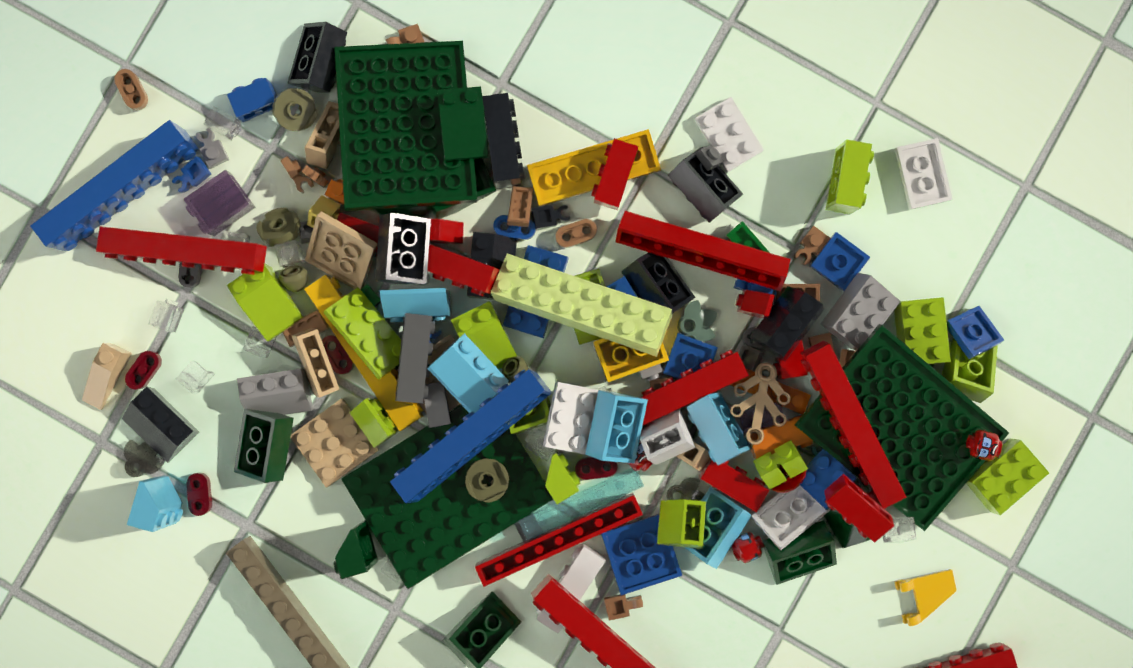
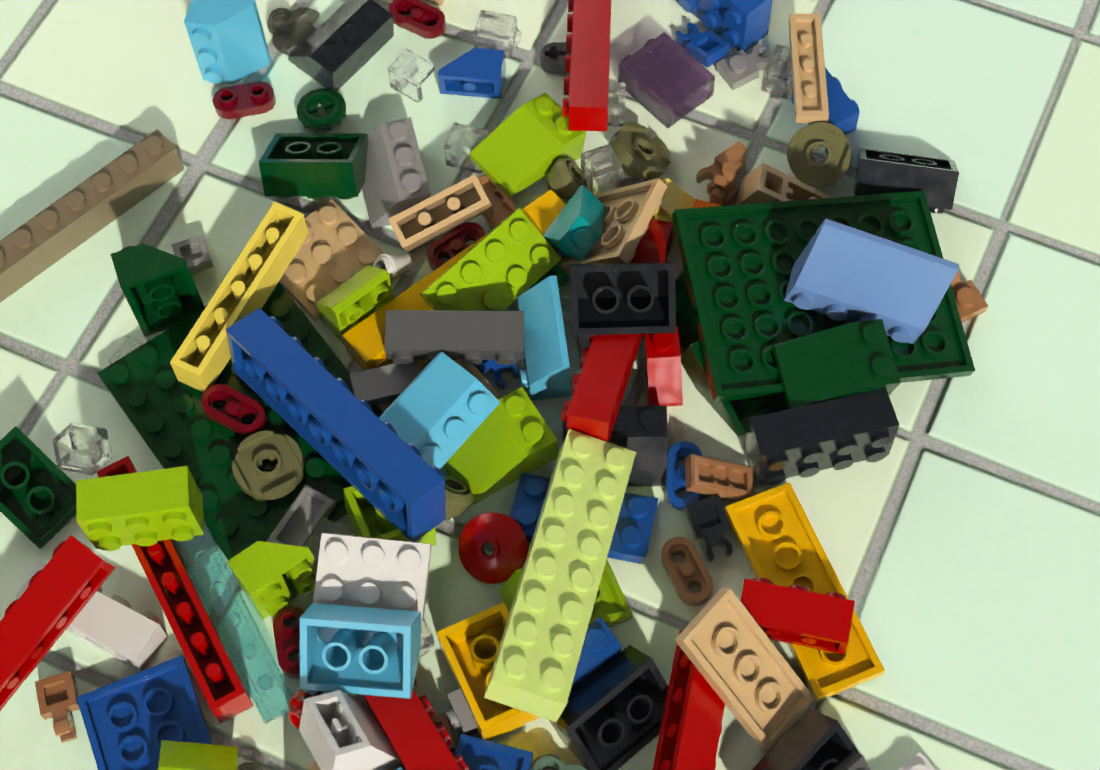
camera: 85 degrees right, 25 degrees down
(198, 332) = (474, 74): none -> blue slope
(206, 435) = (329, 100): none -> dark green gear
(229, 105) = (808, 68): none -> tan plate
(323, 529) = (194, 252): none -> light grey plate
(336, 273) = (577, 225): none -> teal slope
(350, 399) = (394, 264): none -> white pin
(369, 494) = (240, 293): none -> light yellow brick
(414, 94) = (869, 278): none -> medium blue slope
(447, 500) = (236, 410): none -> dark red plate
(461, 597) = (82, 448): none -> clear brick
(521, 557) = (140, 508): none -> lime brick
(526, 460) = (302, 517): none -> light grey tile
(545, 340) = (508, 542): none -> red dish
(646, 207) = (745, 669): none -> tan plate

